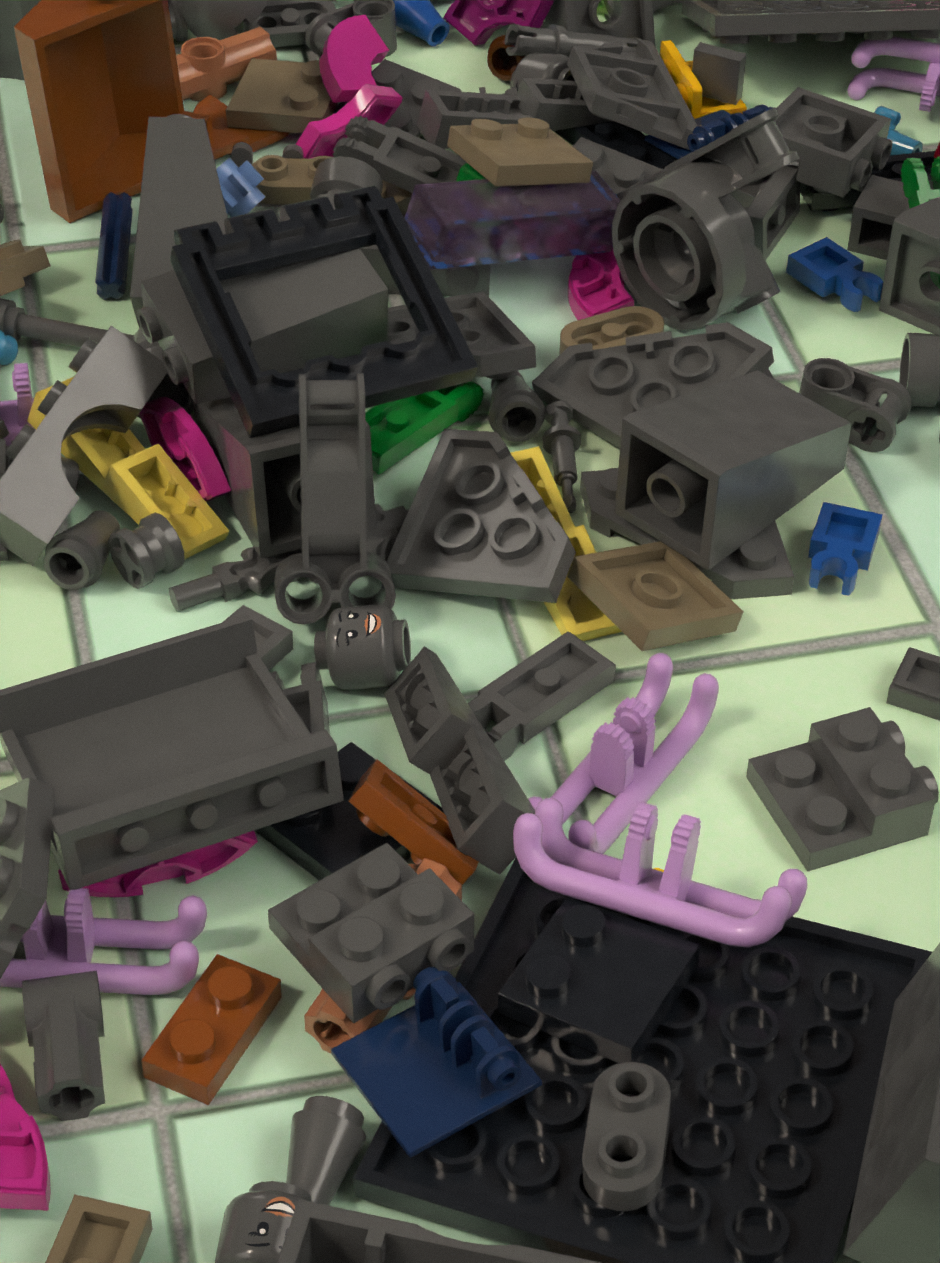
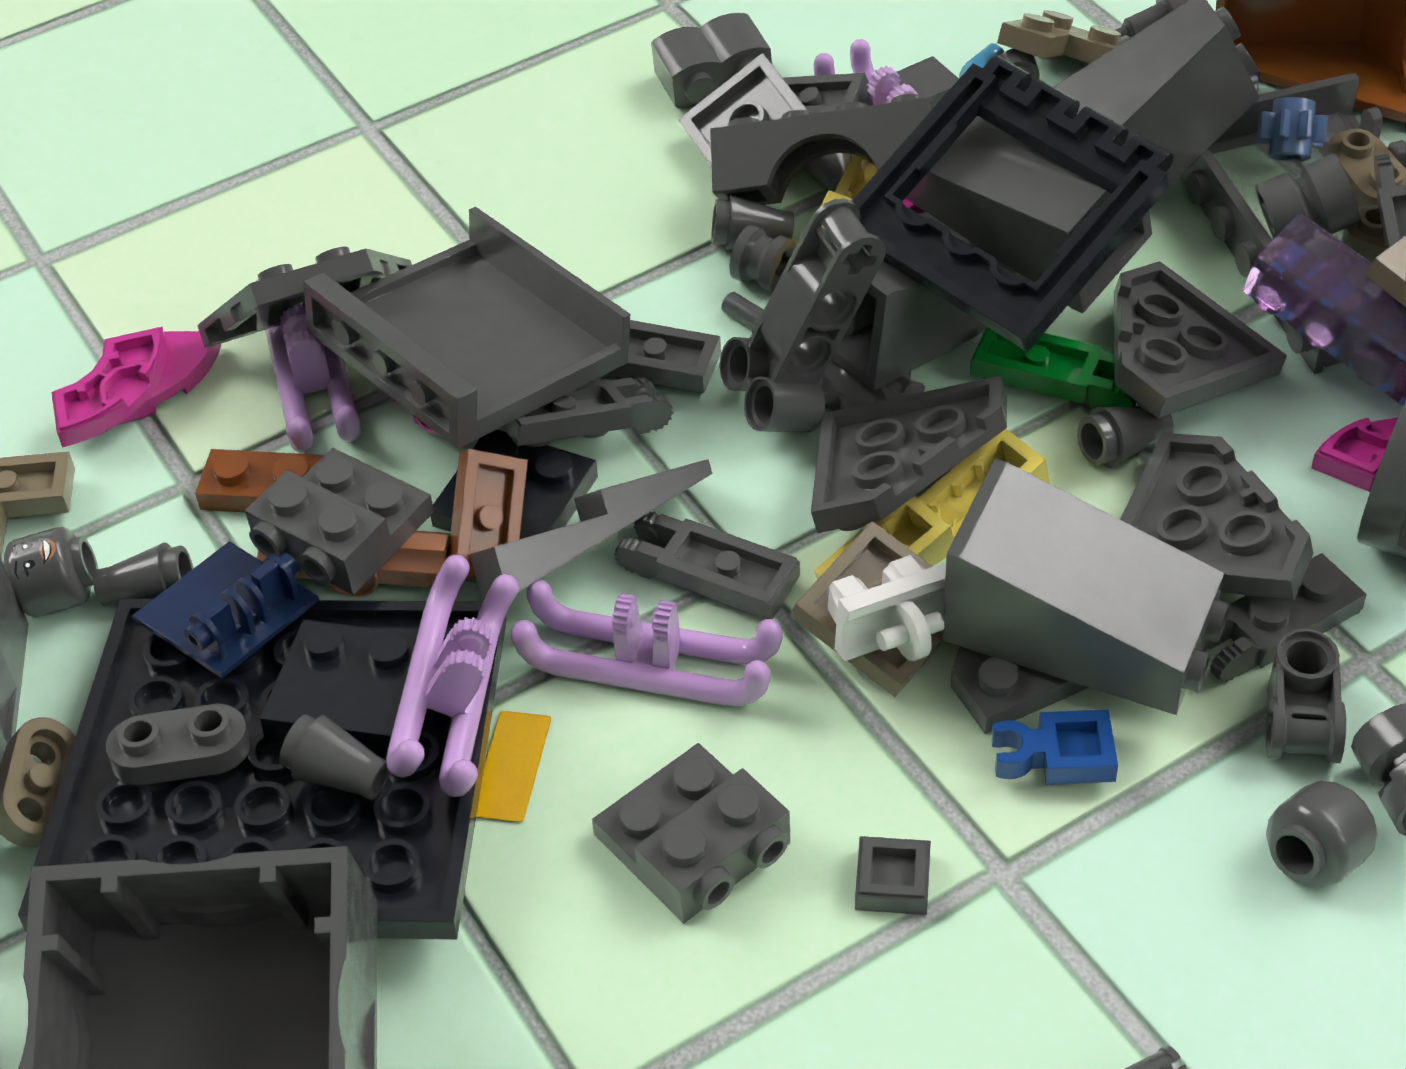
camera: 75 degrees right, 5 degrees up
(65, 1030) = (232, 392): dark grey piece -> none
(363, 647) = (705, 424): dark grey head -> none
(562, 442) = (1096, 484): dark grey piece -> none
(611, 327) = (1300, 480): dark tan plate -> none
(690, 570) = (892, 614): none -> white hips
(711, 997) = (330, 757): none -> dark grey cone

